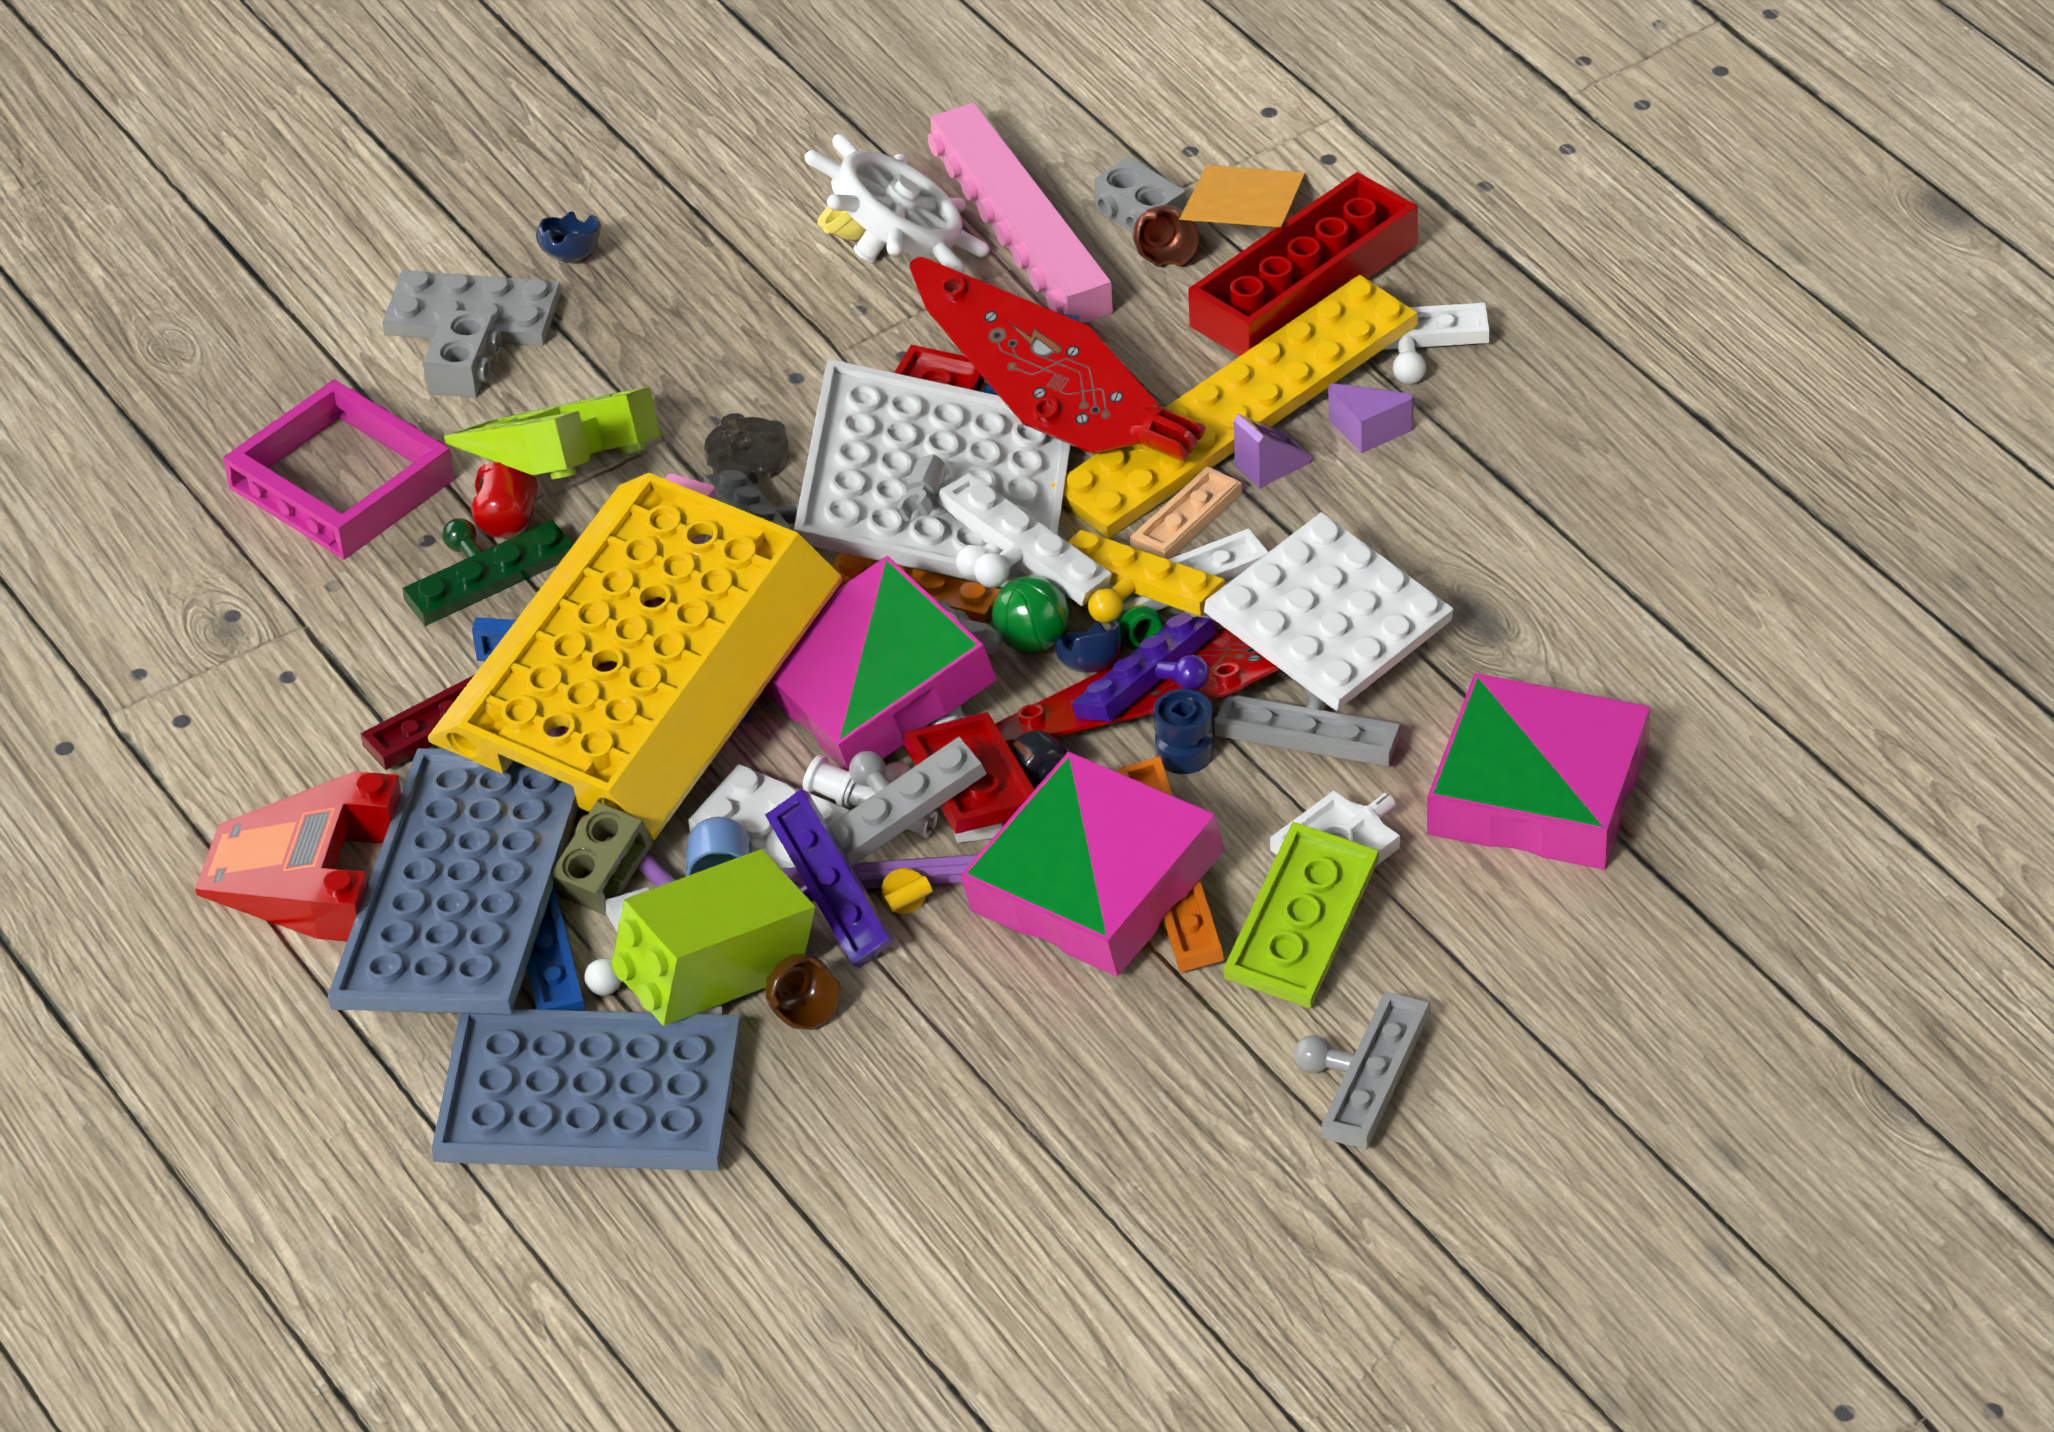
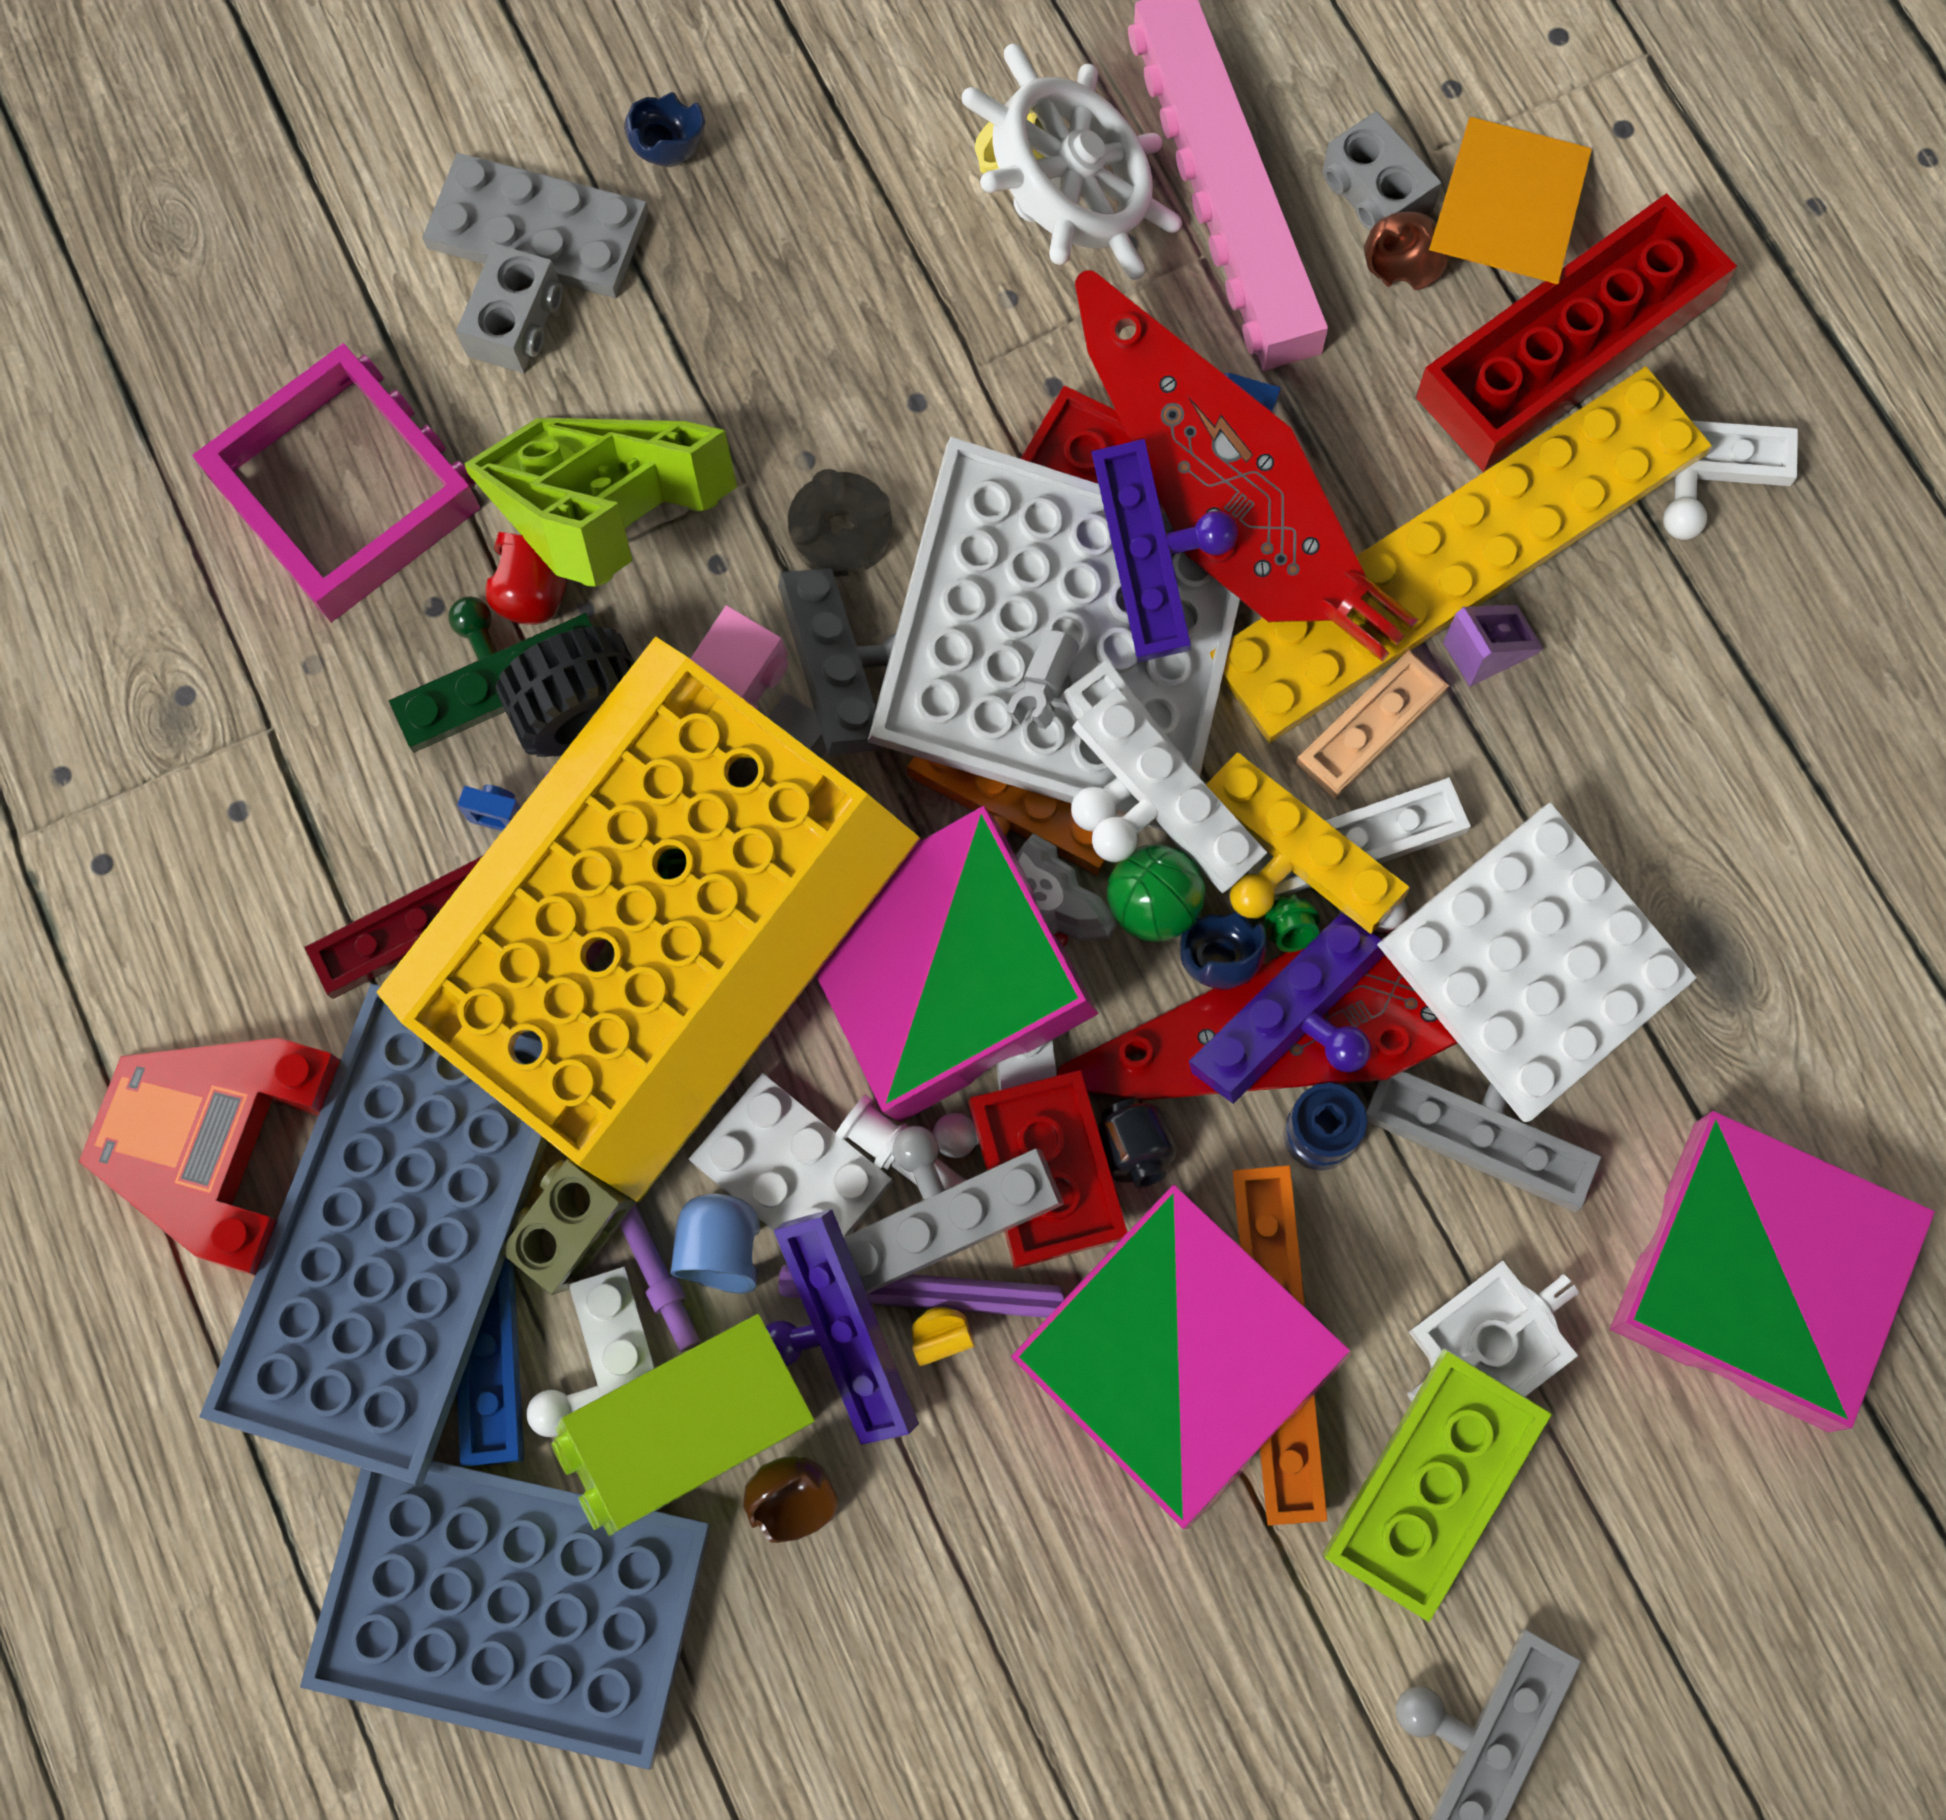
camera: 10 degrees right, 30 degrees up
(540, 538) = (561, 685): none -> black tyre
(989, 413) = (1145, 549): none -> dark purple plate
(1369, 414) = (1623, 598): medium lavender slope -> none

